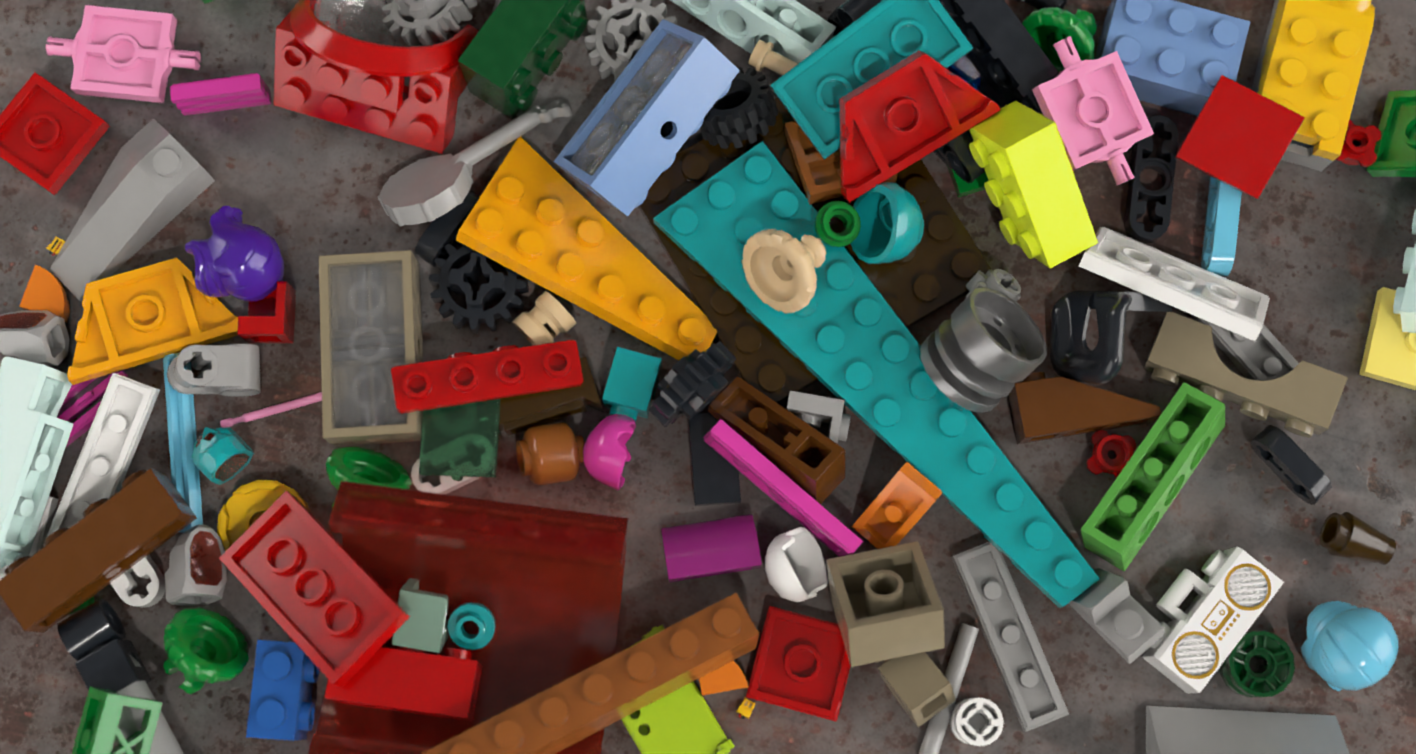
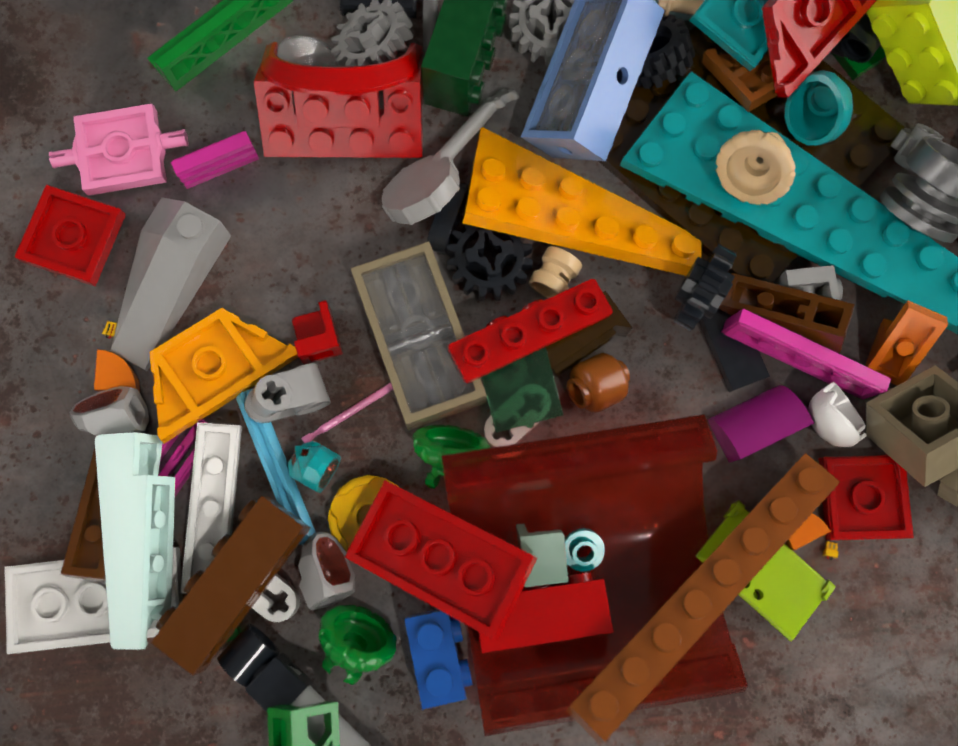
camera: 20 degrees left, 0 degrees up
(236, 258) = (276, 293): dark purple hair -> none
(606, 450) = (649, 367): dark pink hair -> none
(632, 383) = (647, 303): teal brick -> none
(848, 216) = (788, 112): green plate -> none

